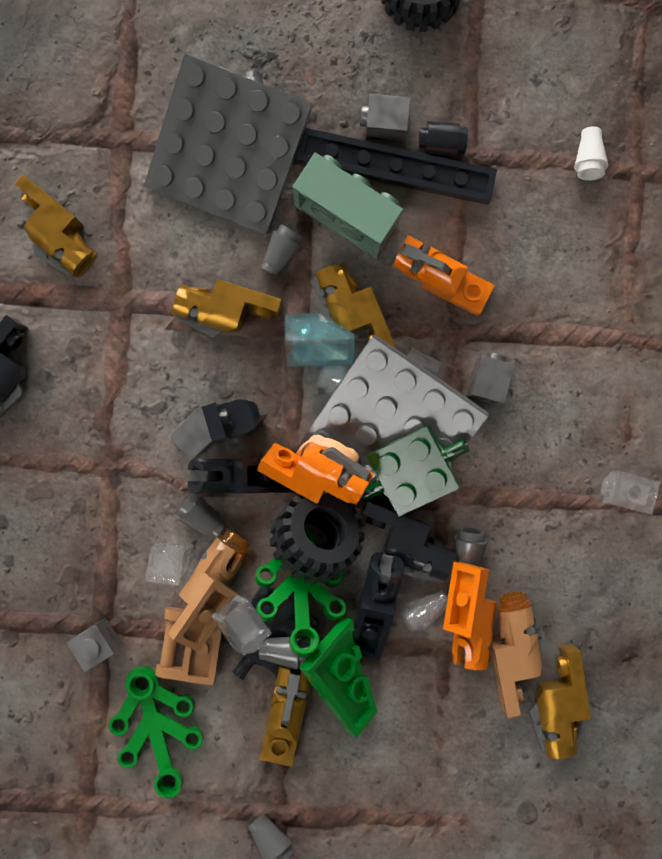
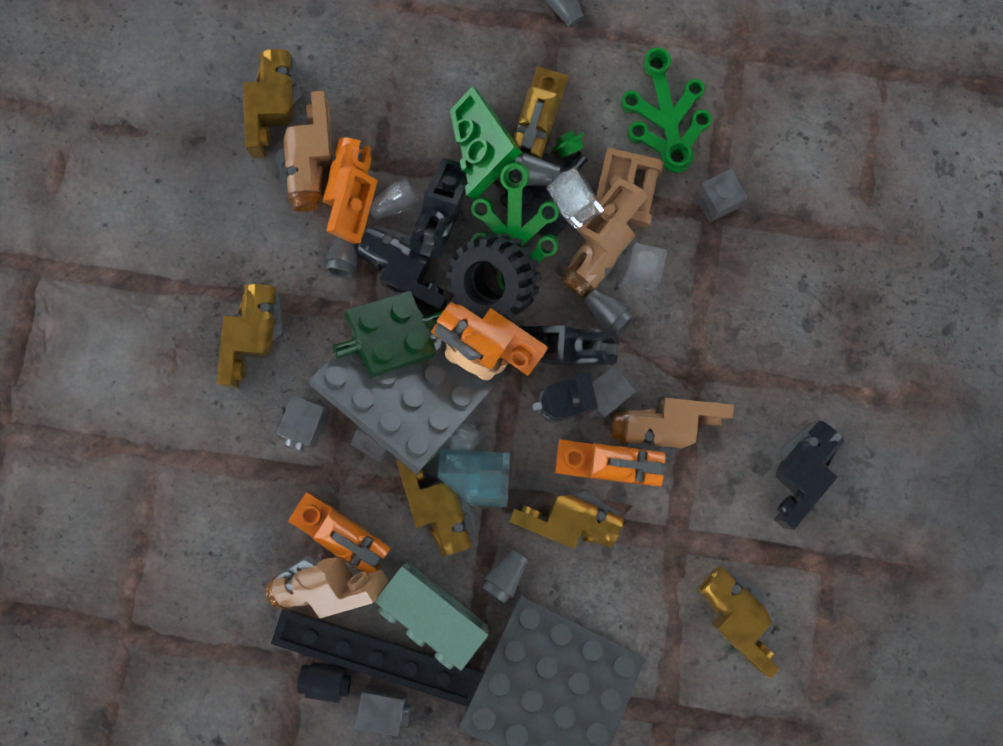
camera: 175 degrees left, 5 degrees down
(132, 405) = (669, 428): none -> medium nougat plate
(188, 365) = (610, 463): none -> orange plate
(252, 686) = (568, 144): none -> green plate
(450, 222) = (324, 586): none -> medium nougat plate
(549, 462) = (249, 334): none -> pearl gold plate
(591, 155) = (169, 650): white cone -> none
(630, 491) = (175, 297): clear brick -> none

